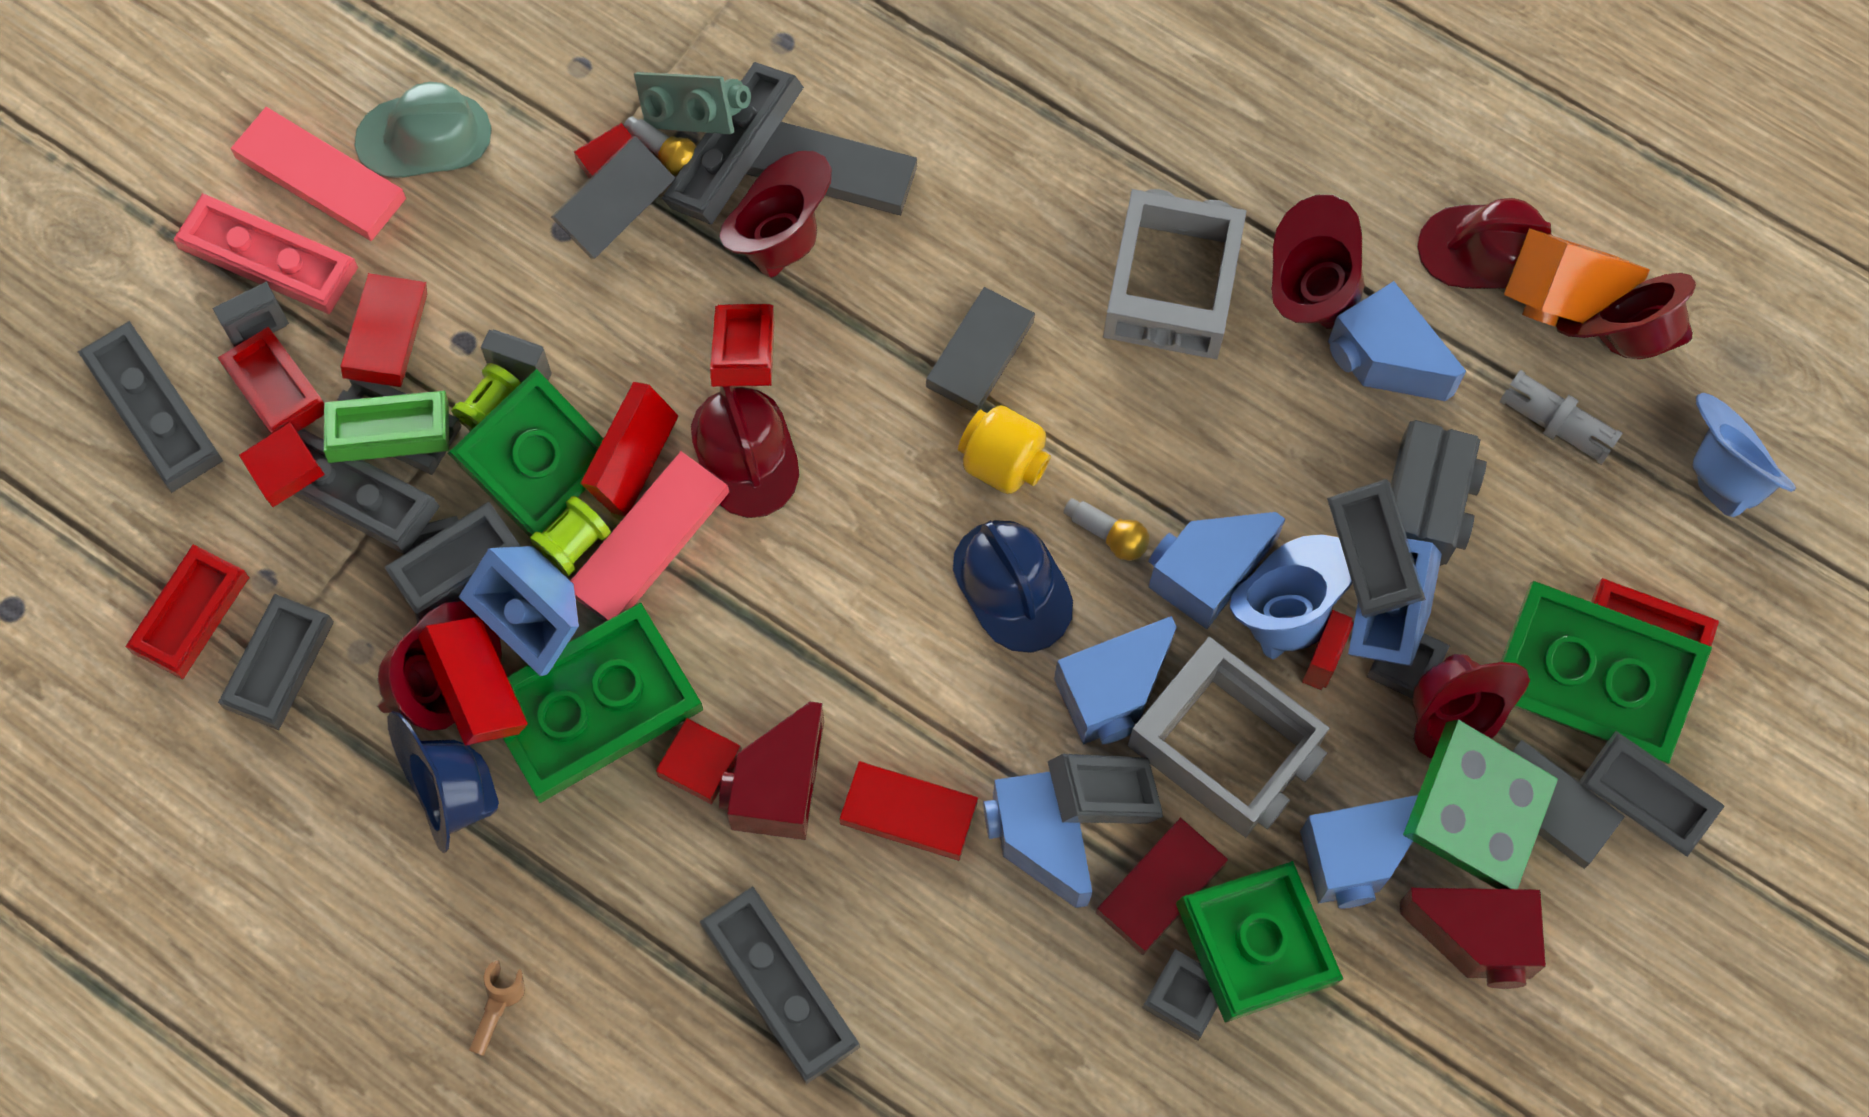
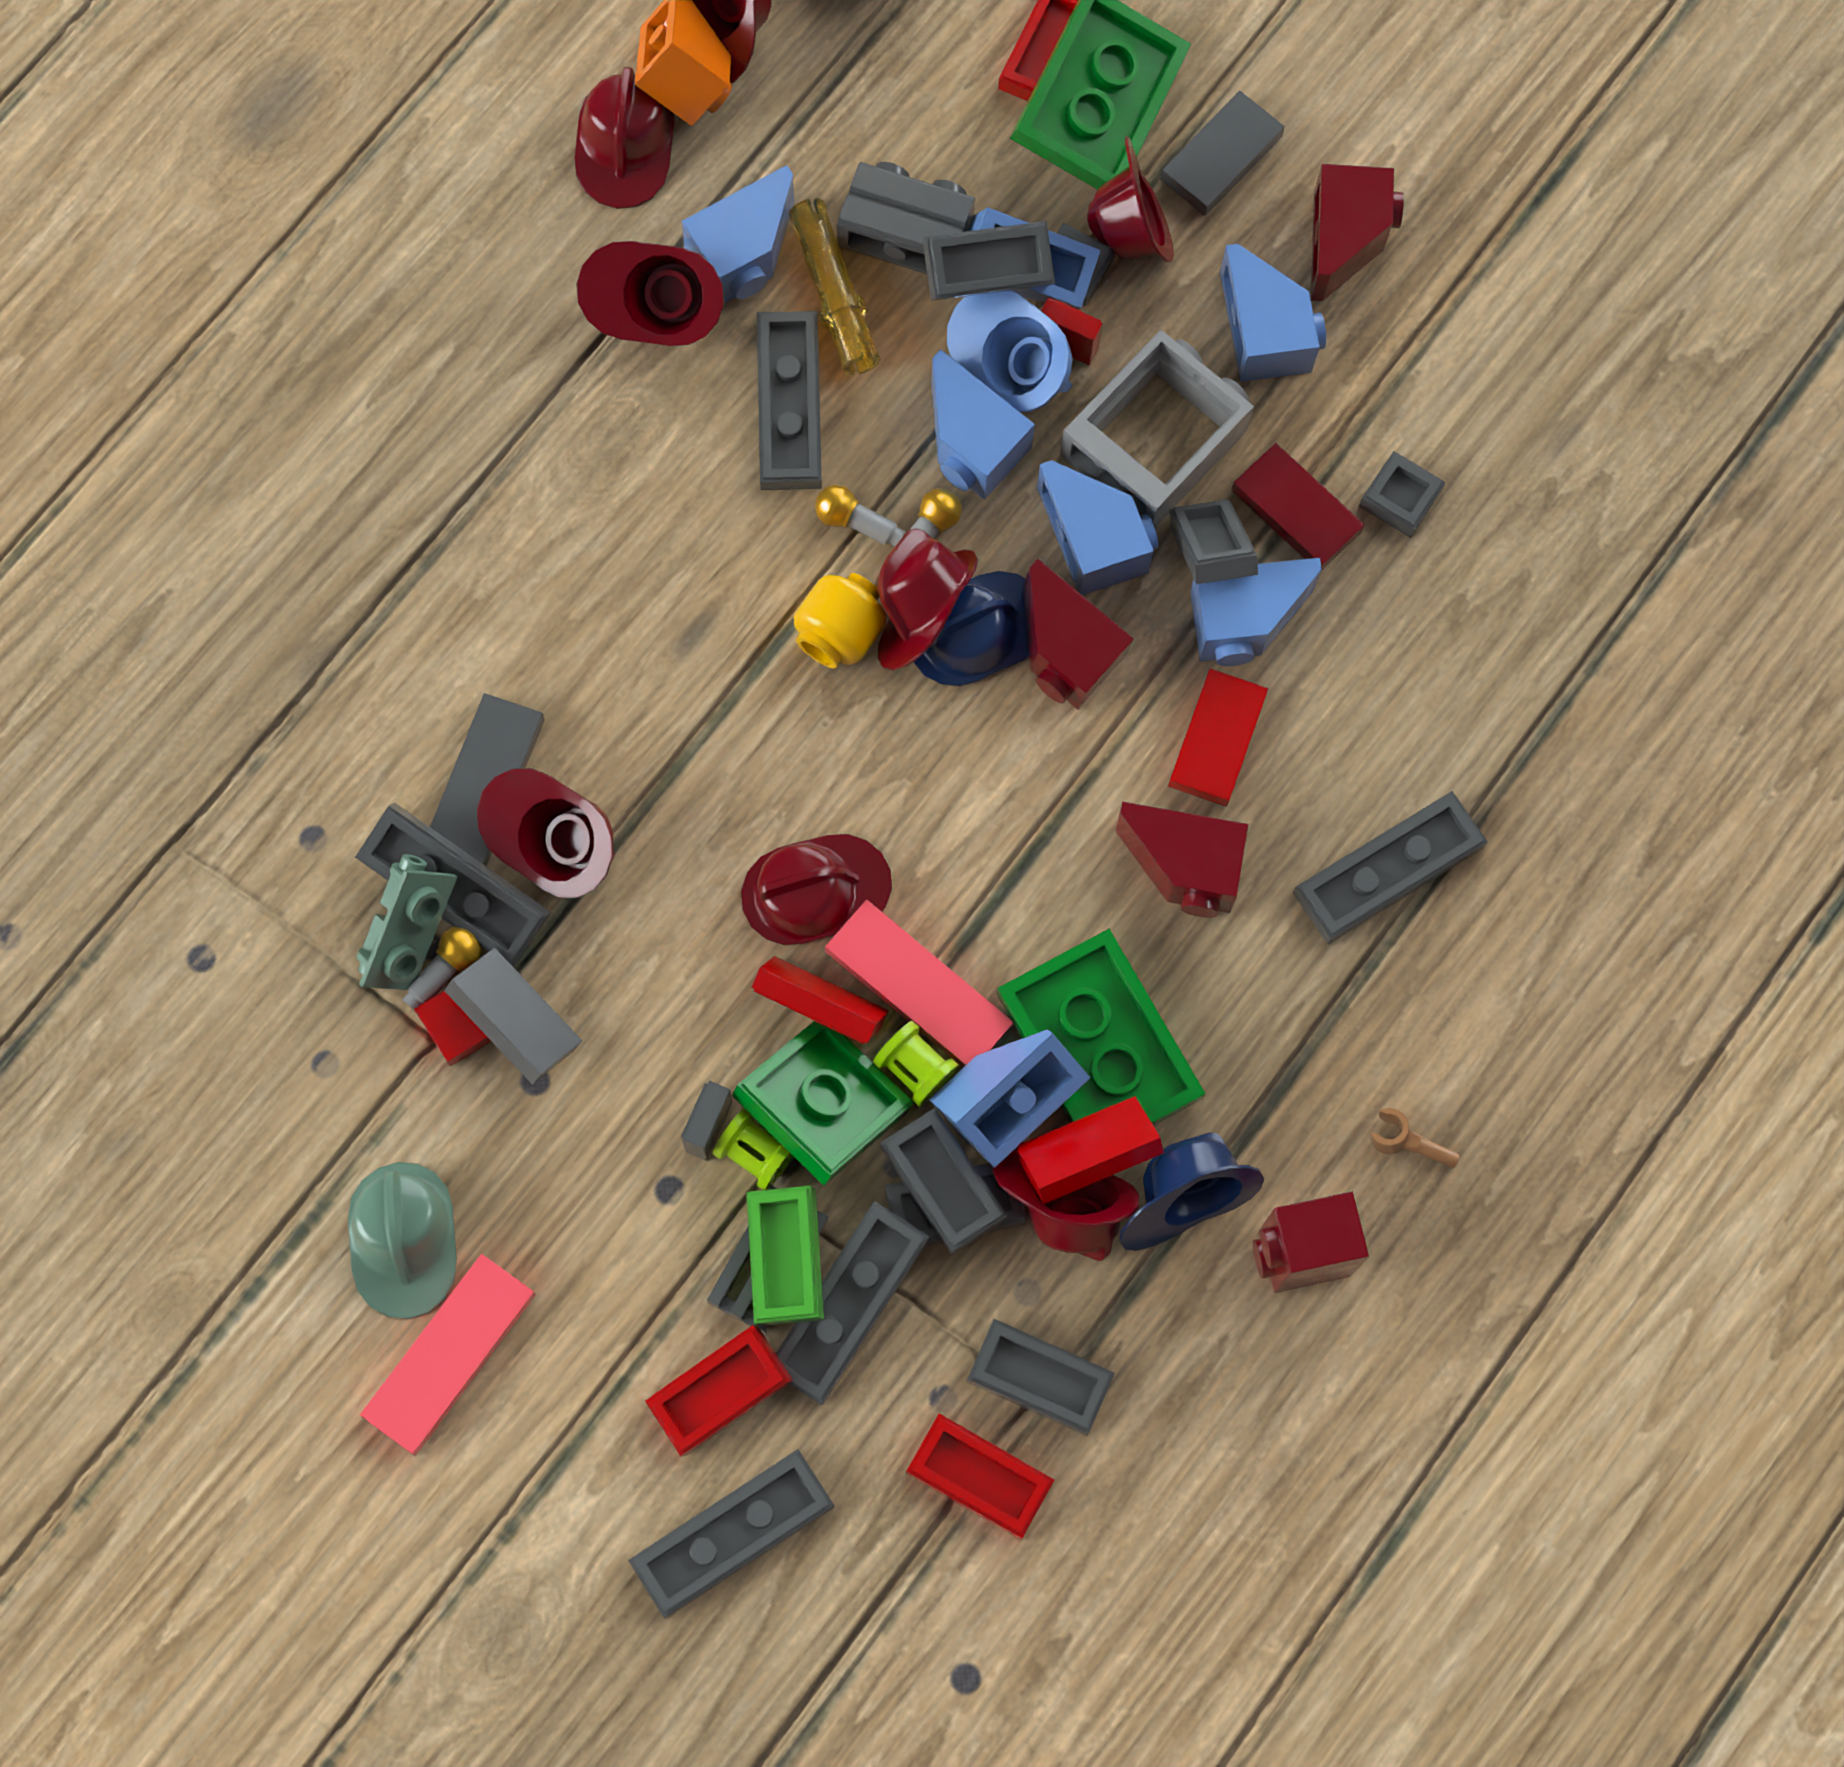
camera: 90 degrees left, 5 degrees up
(250, 314) = (636, 1415): dark grey tile -> none
(266, 253) = (546, 1412): coral tile -> none
(281, 464) = (825, 1368): red tile -> none
(375, 889) = (1311, 1242): none -> dark red brick
(384, 330) = (660, 1267): tile -> none
(698, 760) = (1162, 939): red tile -> none
(742, 345) = (708, 876): red tile -> none
(980, 350) = (715, 642): dark grey tile -> none
(996, 656) = (1068, 638): none -> dark red slope
(1034, 507) = (918, 593): none -> dark red piece
(1123, 450) = (839, 507): none -> piece
(1166, 323) = (630, 487): light grey window -> none
(1232, 402) = (789, 400): none -> dark grey tile
(1259, 941) = (1356, 421): green tile -> none
(1330, 440) = (841, 307): none -> clear yellow pin
(1480, 806) = (1240, 205): tile -> none
(1560, 417) = (825, 93): light grey pin -> none
(1651, 793) = (1218, 64): dark grey tile -> none

